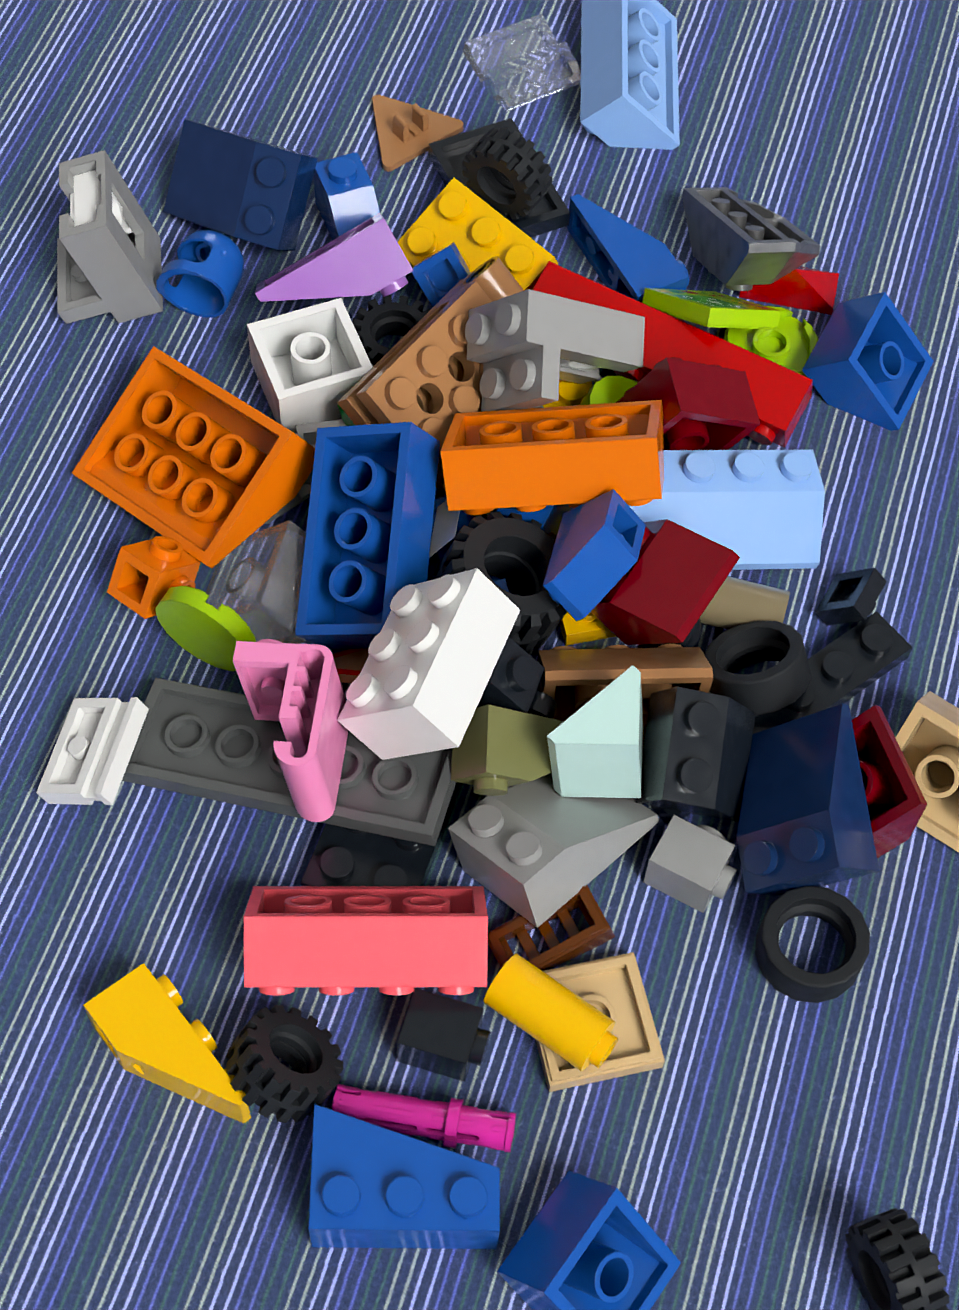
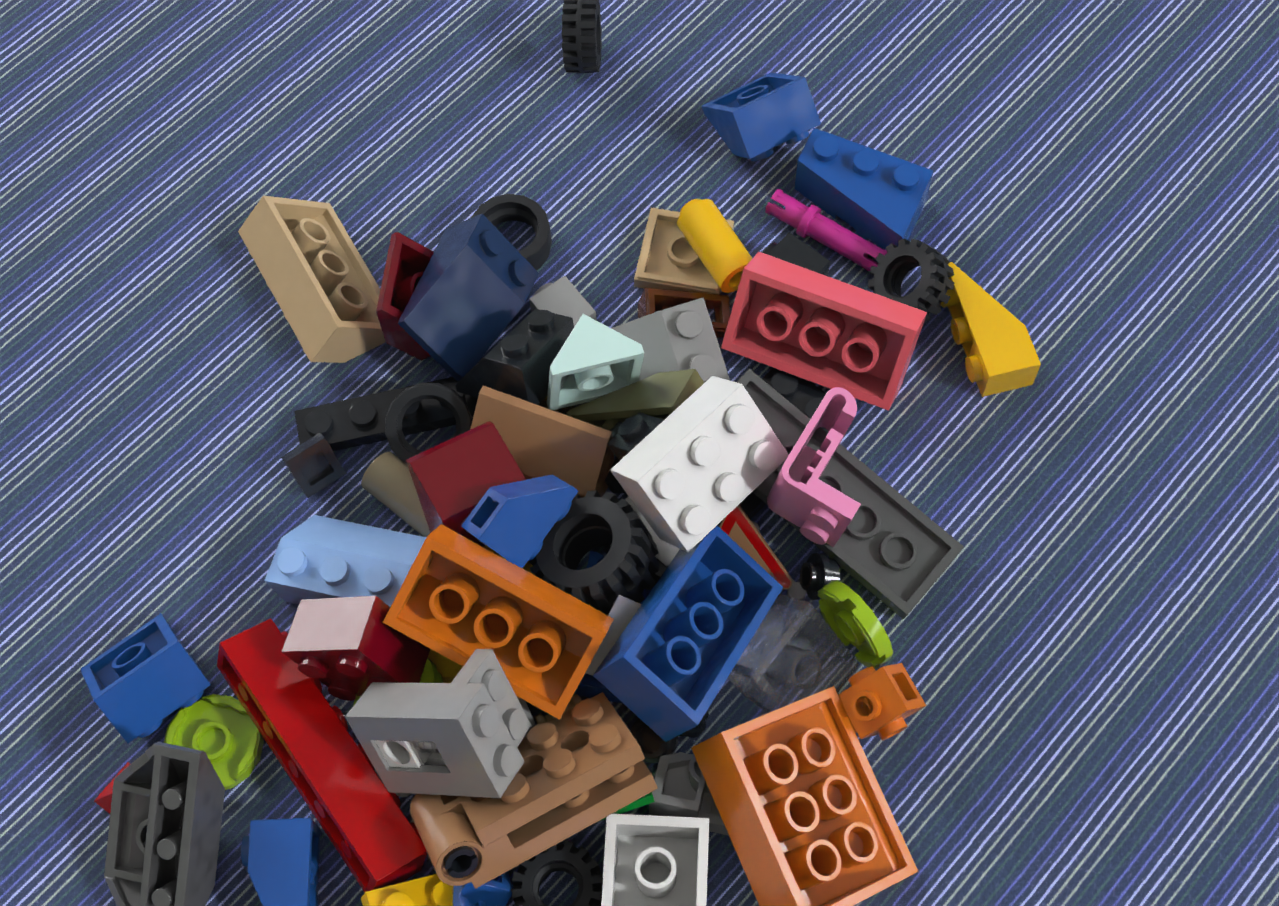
camera: 150 degrees left, 5 degrees up
(92, 751) = (978, 569): white plate -> none
(712, 309) = (256, 770): lime tile -> none

